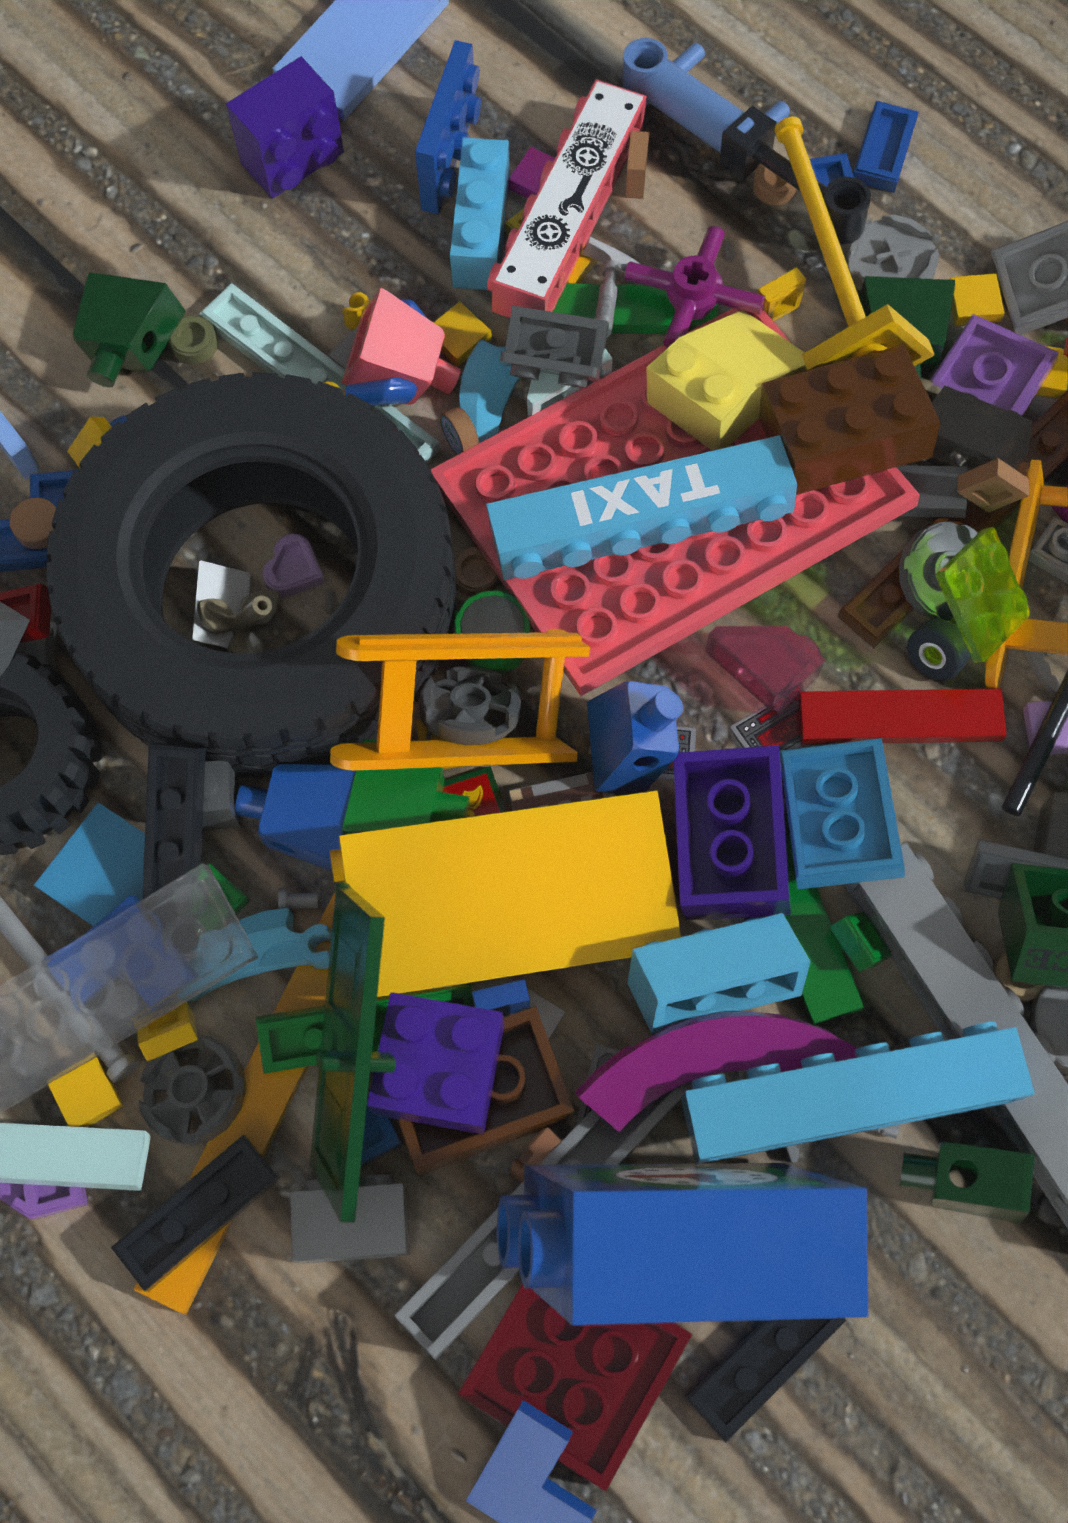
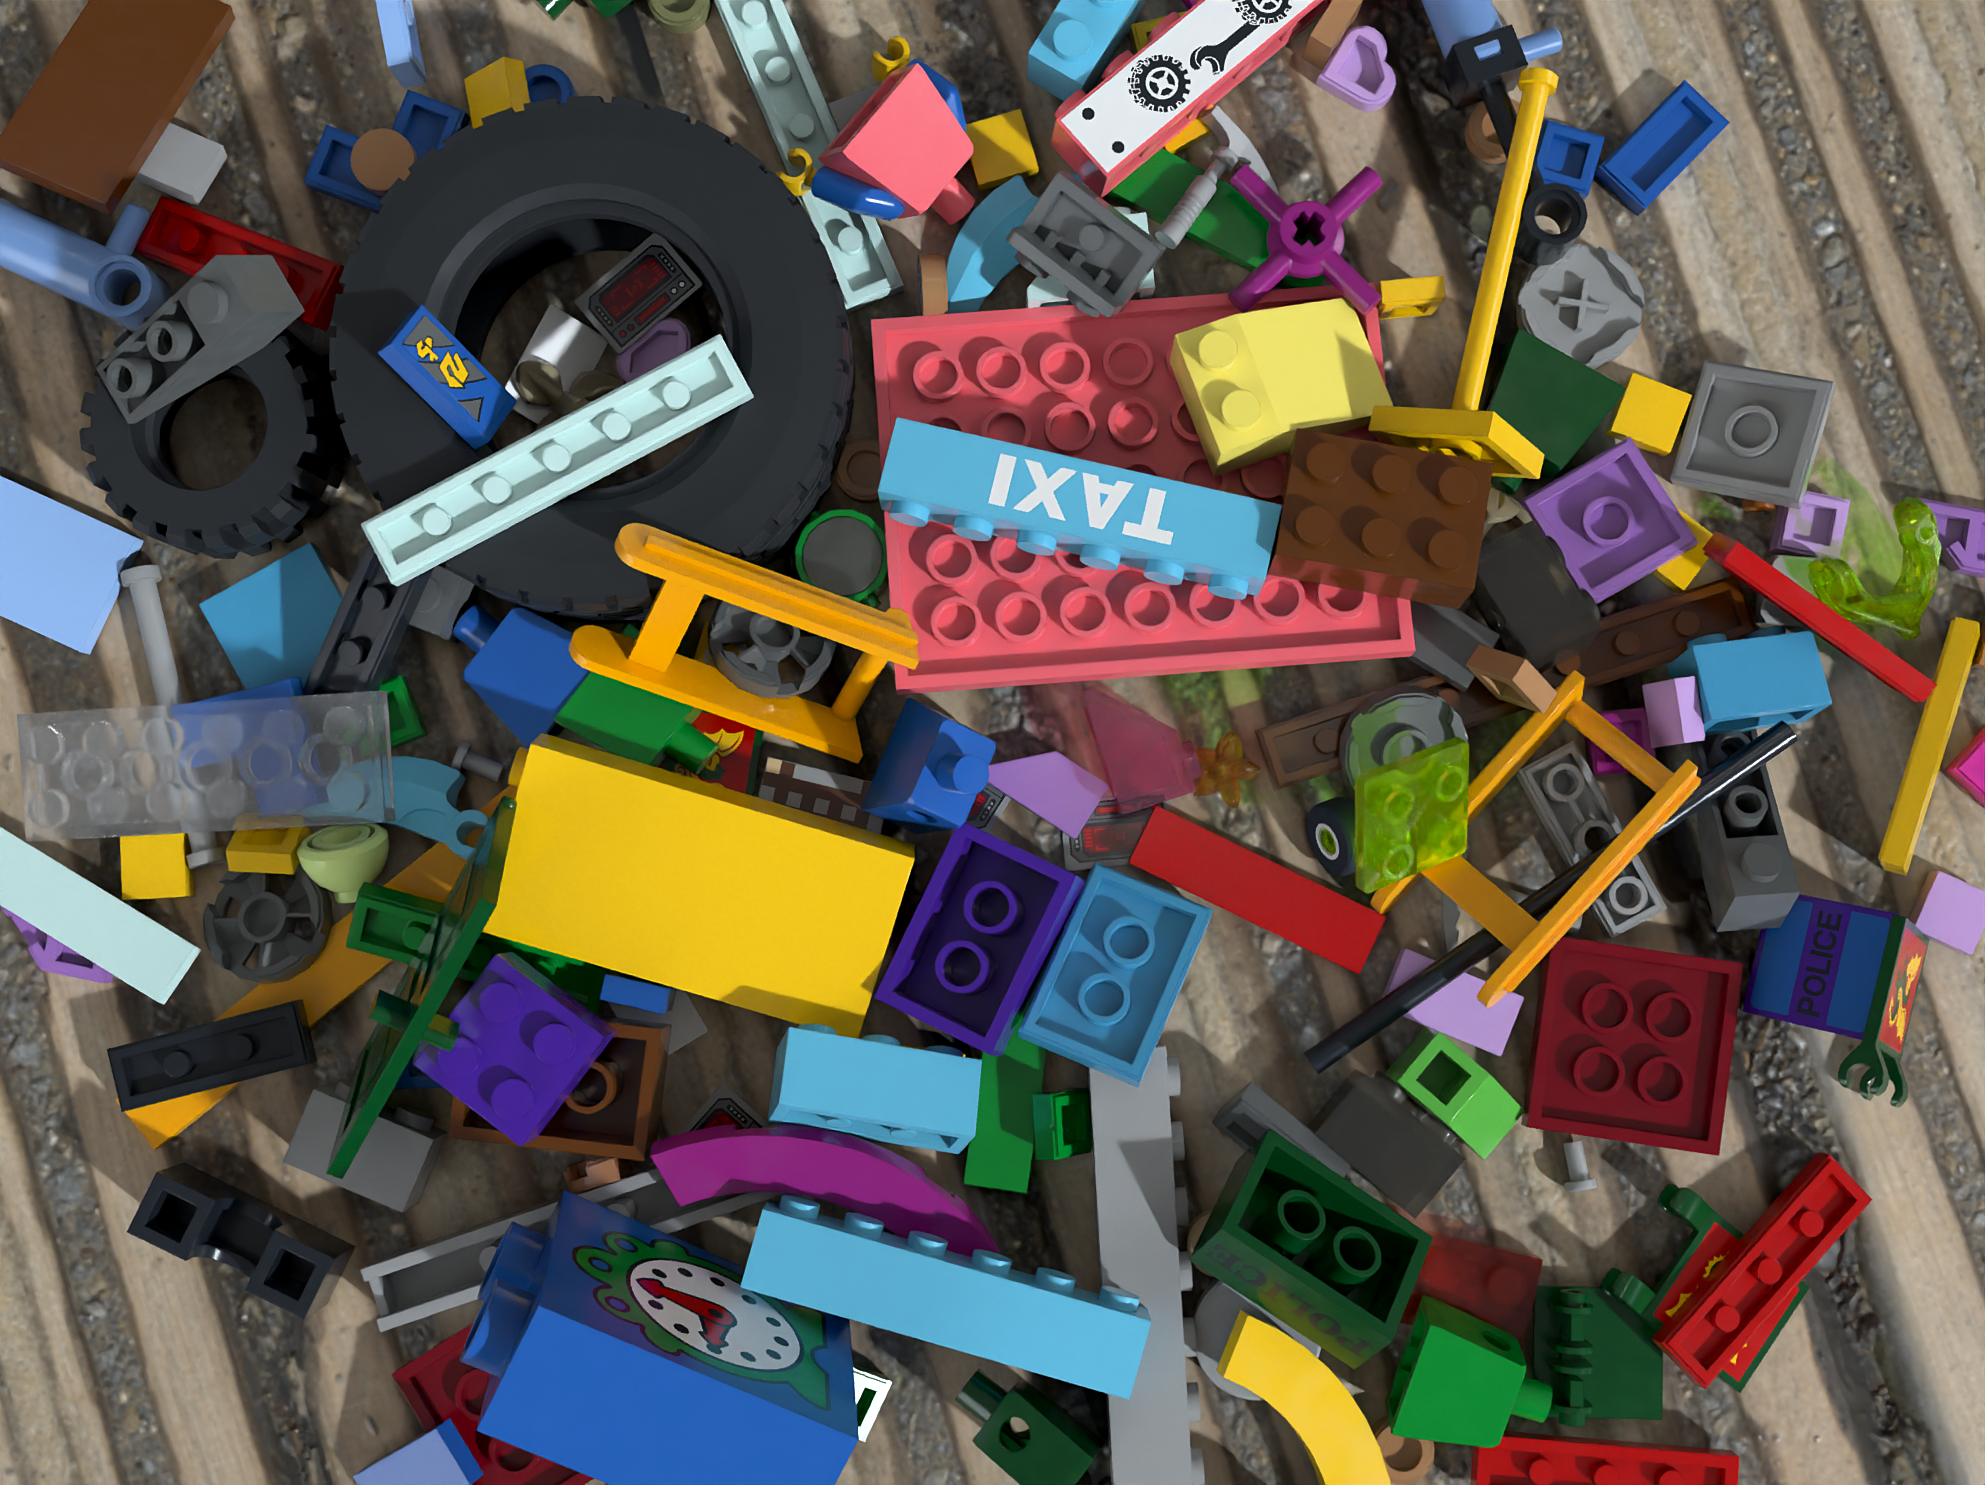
camera: 25 degrees right, 15 degrees up
(157, 610) = (448, 377): none -> tile
(231, 1013) = (344, 857): none -> yellowish green brick
(257, 527) = (638, 292): none -> sticker
(262, 629) = (557, 460): none -> light aqua tile
(286, 1343) = (207, 1218): none -> black arch
(667, 186) = (1358, 70): none -> lavender tile
(722, 718) = (1050, 789): none -> medium lavender tile
(834, 645) = (1224, 769): none -> clear orange plant

